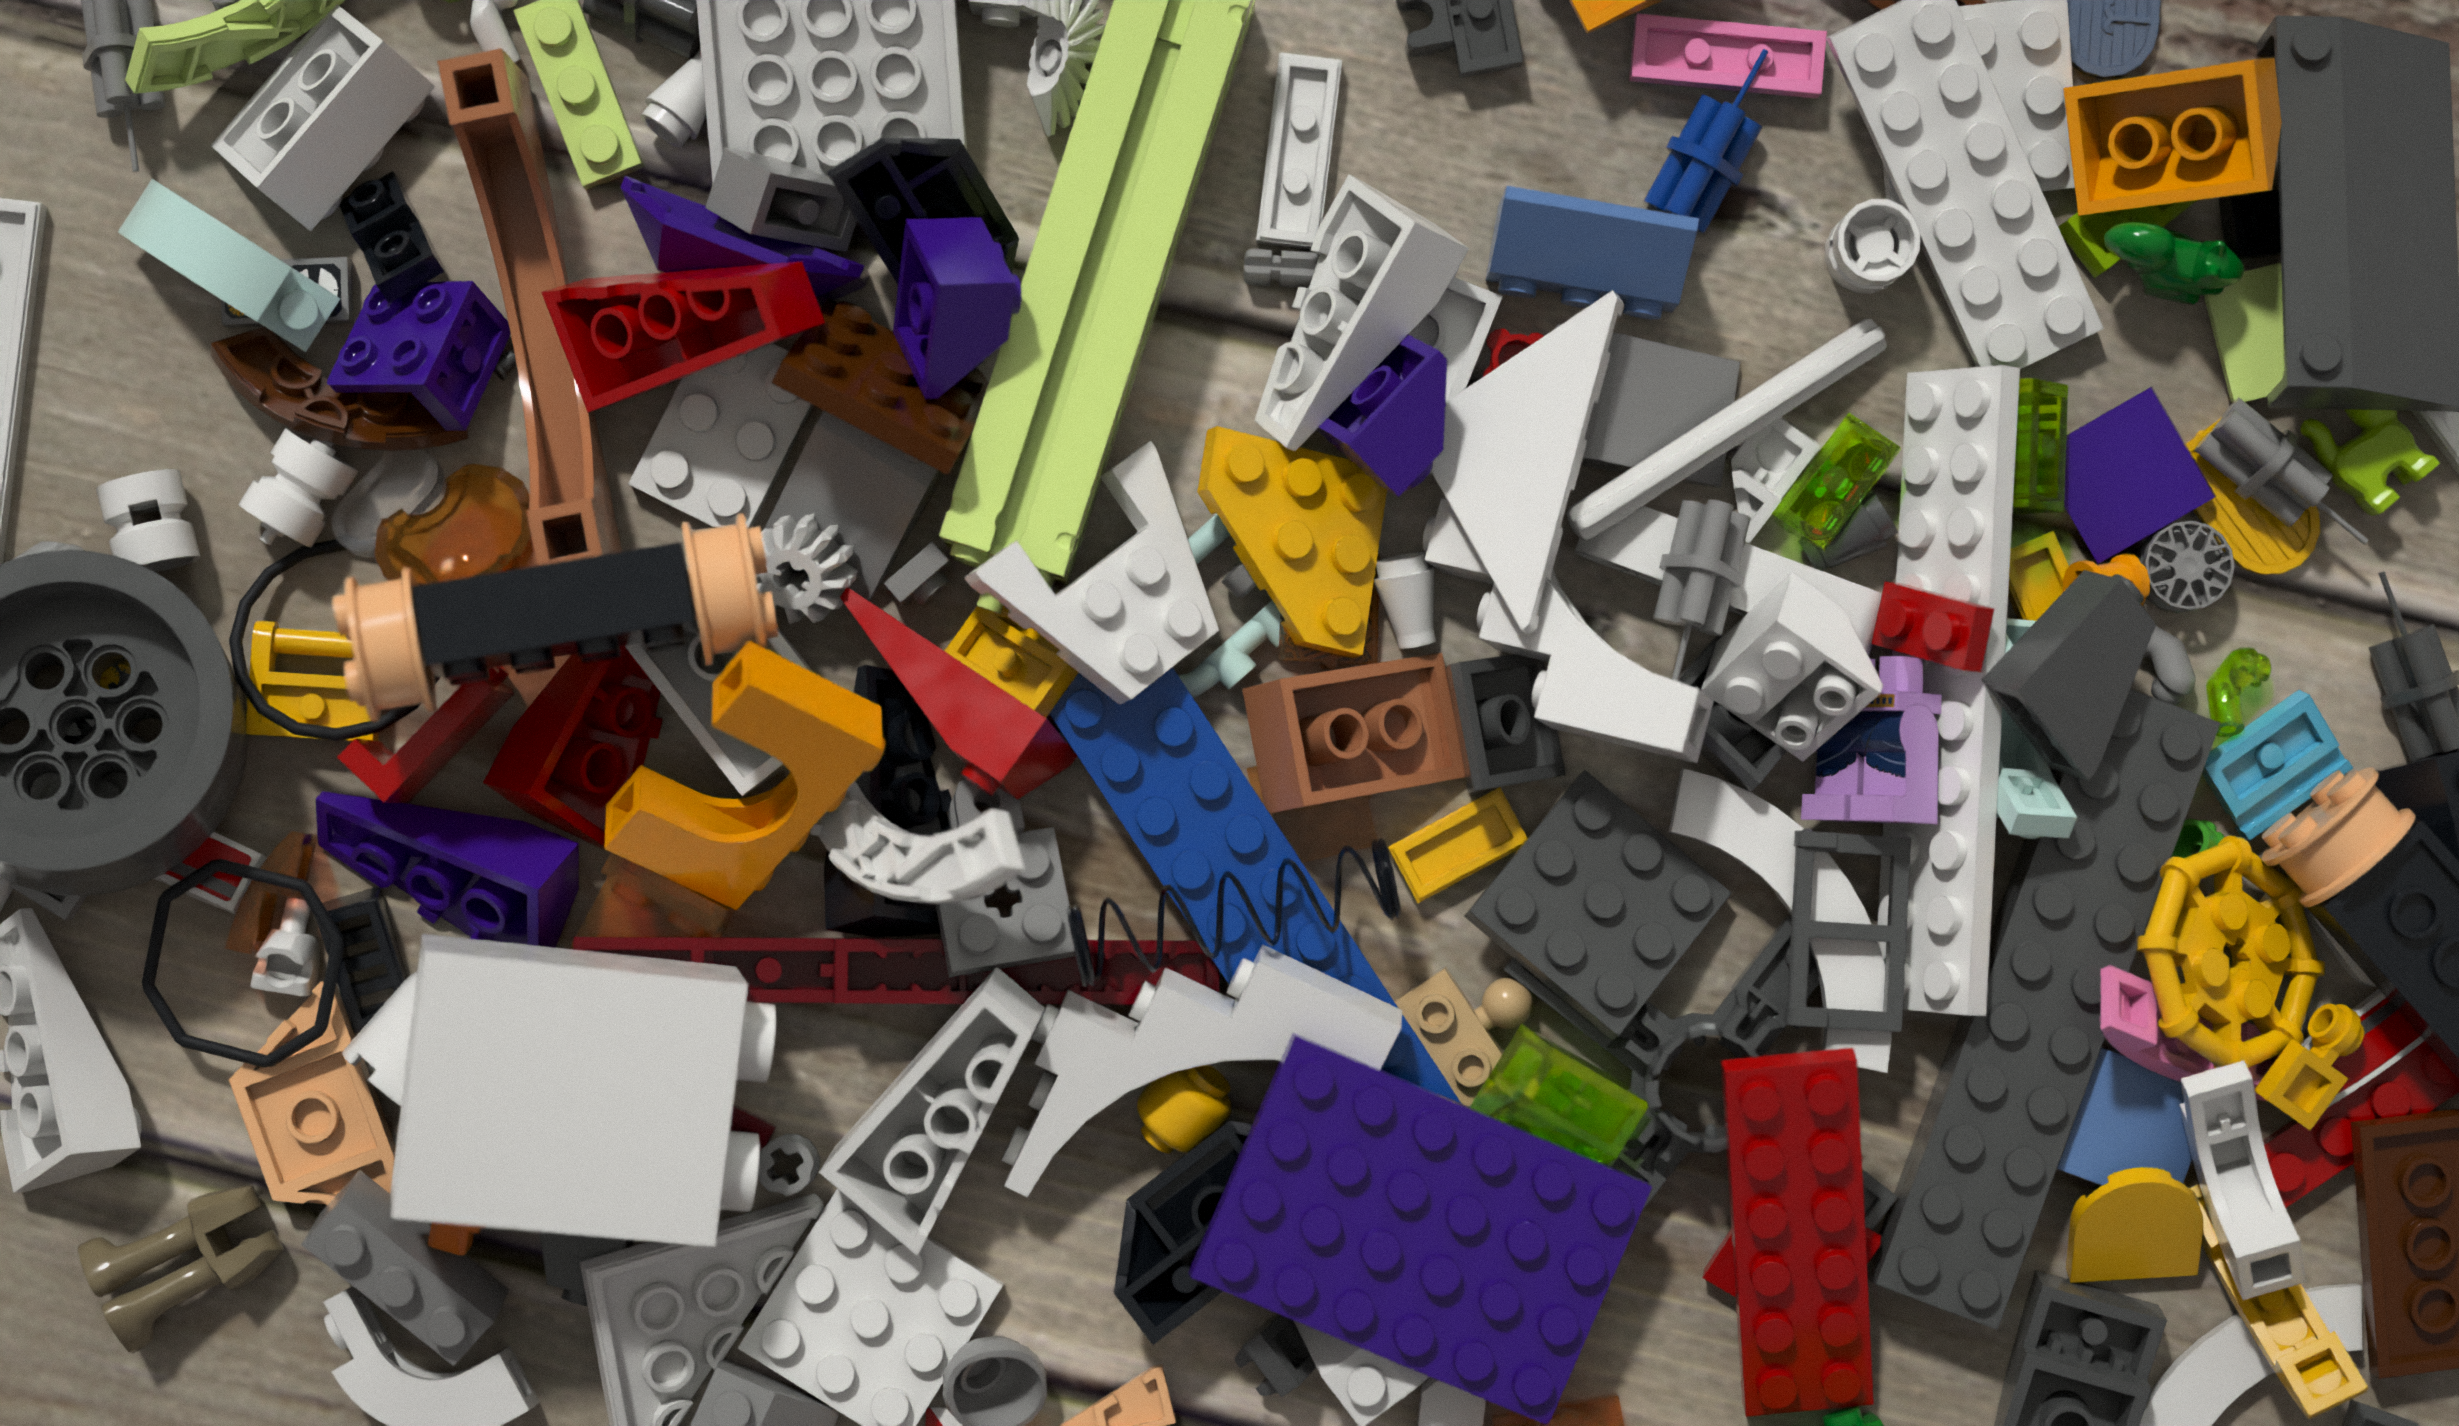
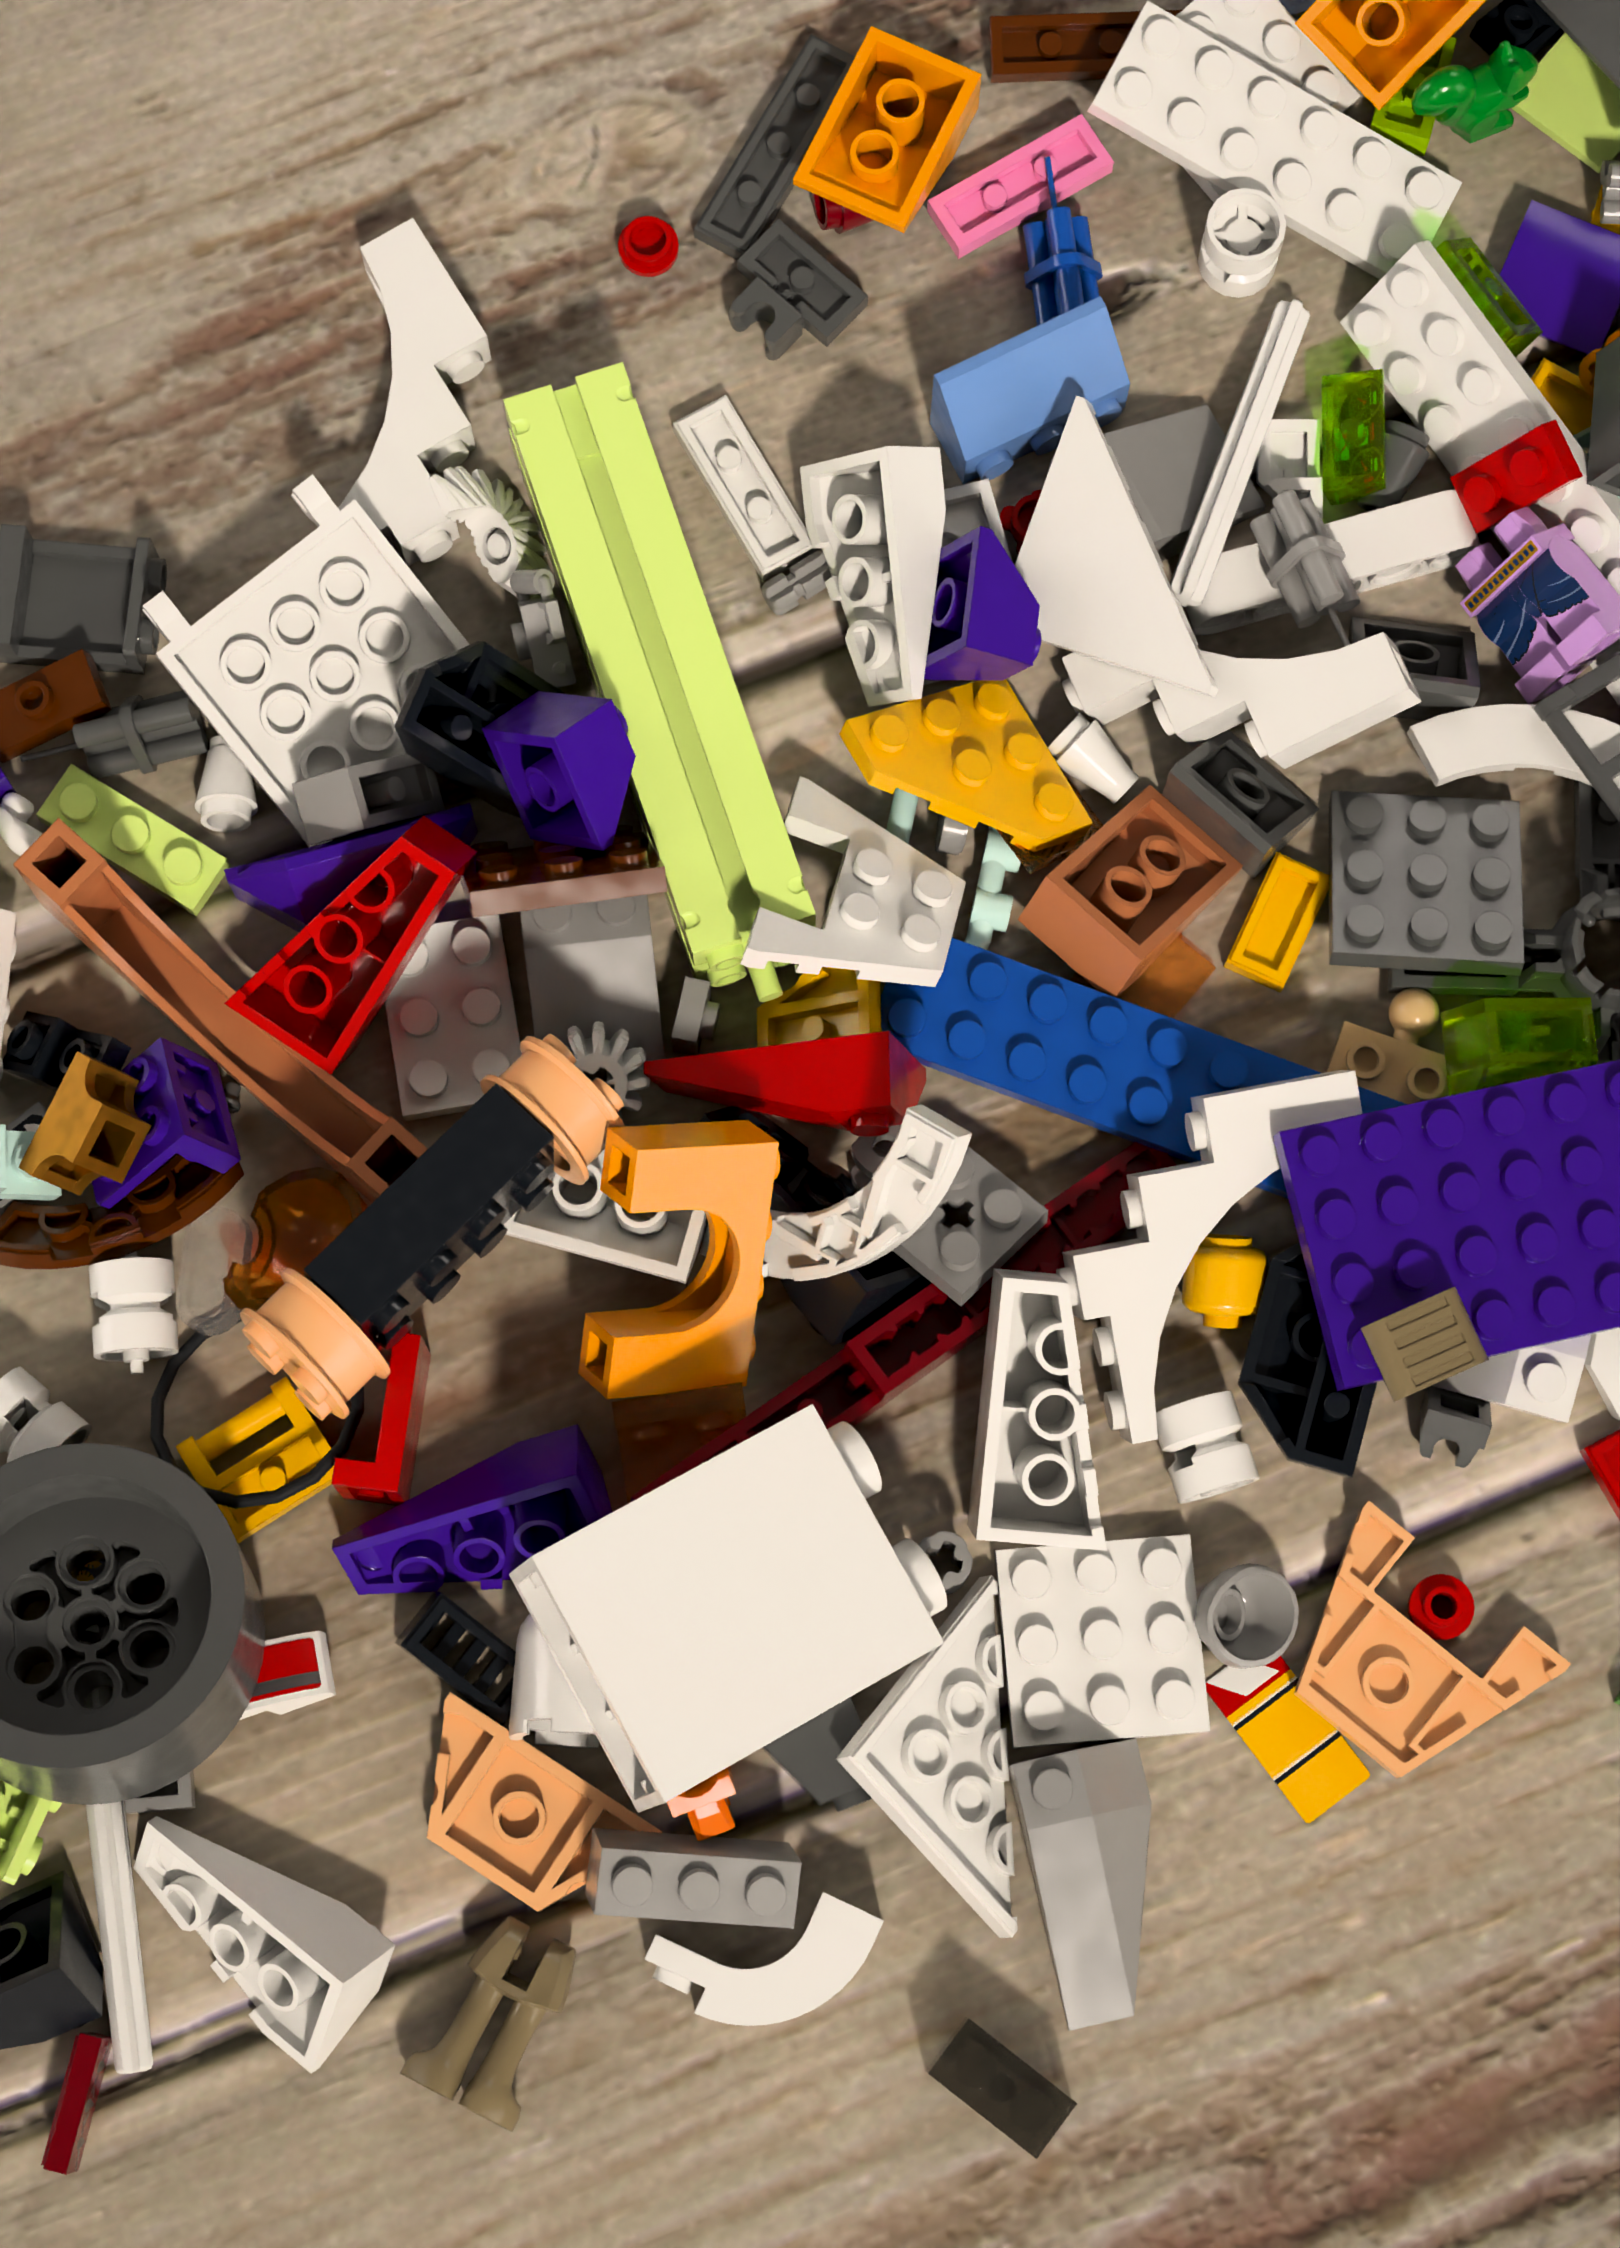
camera: 35 degrees left, 10 degrees down
(155, 947) = (283, 1764): black piece -> none
(257, 908) = (348, 1638): clear orange slope -> none
(288, 956) = (399, 1698): white piece -> none
(357, 318) = (87, 1128): none -> pearl gold brick
(579, 744) = (518, 1348): red wedge -> none
(1032, 159) = (541, 630): none -> light grey piece
(1064, 1229) = (1205, 1447): none -> white wheel
(1276, 1293) = (1424, 1344): none -> dark tan piece
(1386, 897) = (1270, 992): black piece -> none
(1793, 668) = (1437, 584): white slope -> none

